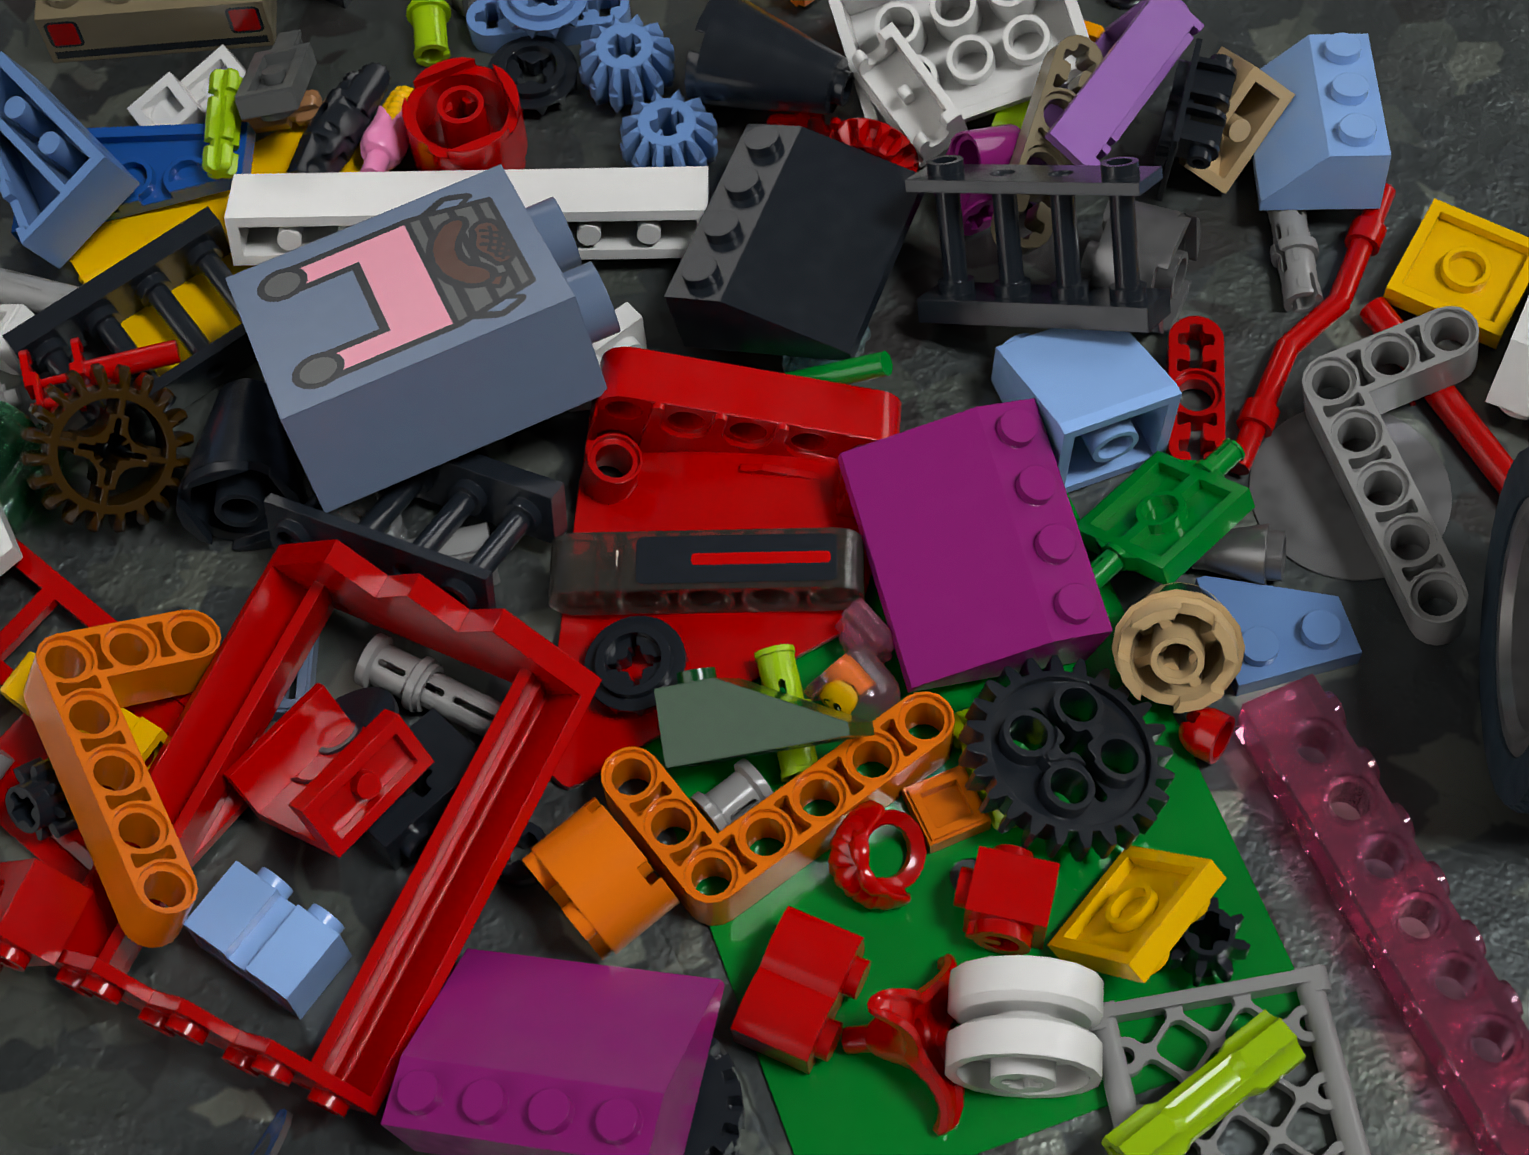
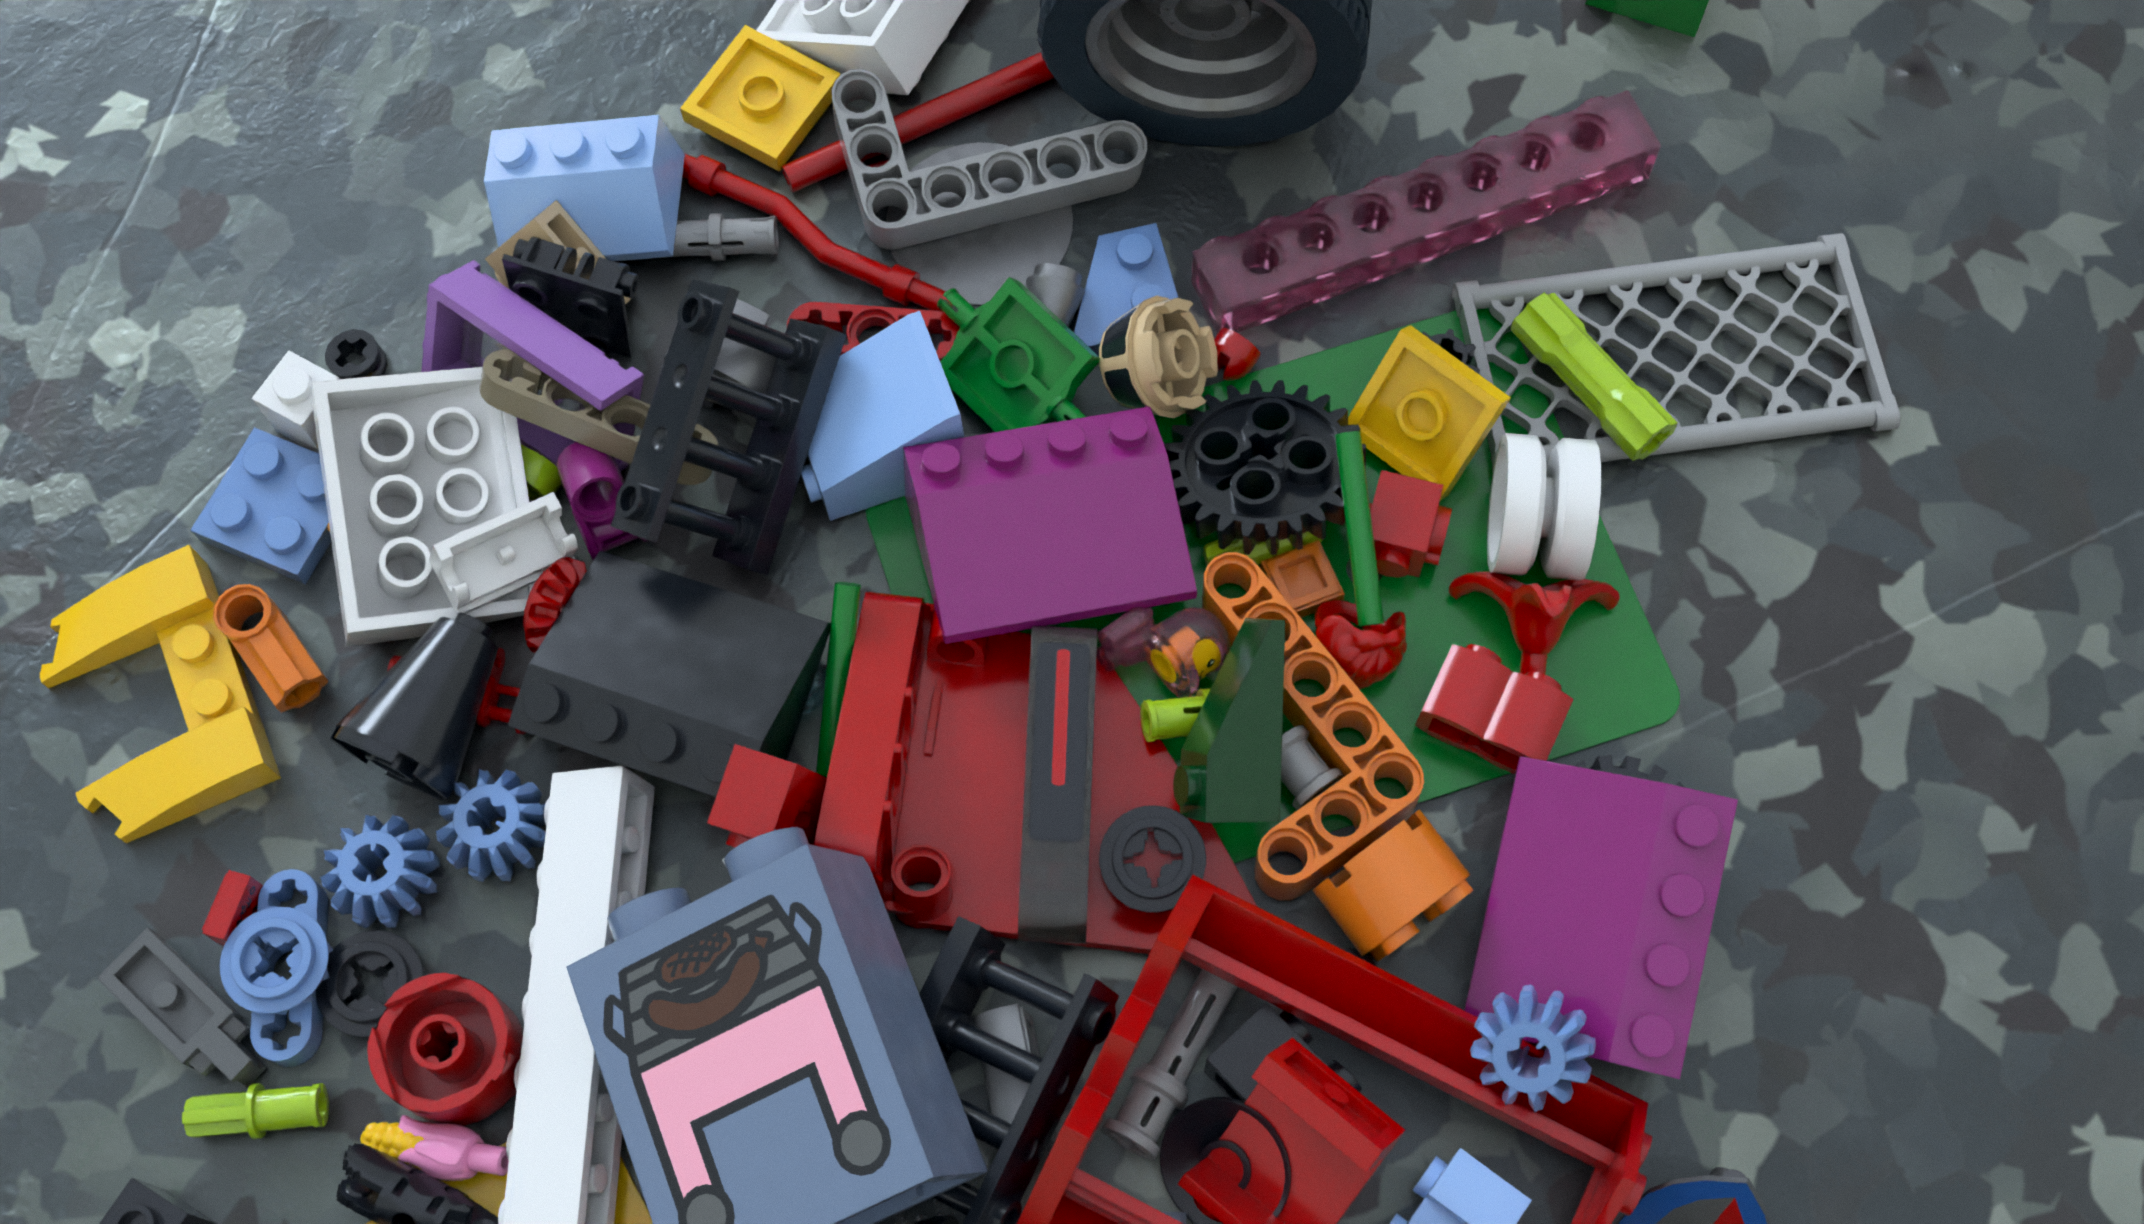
camera: 90 degrees left, 5 degrees up
(413, 977) = (1562, 1059): none -> medium blue gear
(664, 307) = (766, 795): none -> red brick
(983, 834) = (1359, 528): none -> green bar

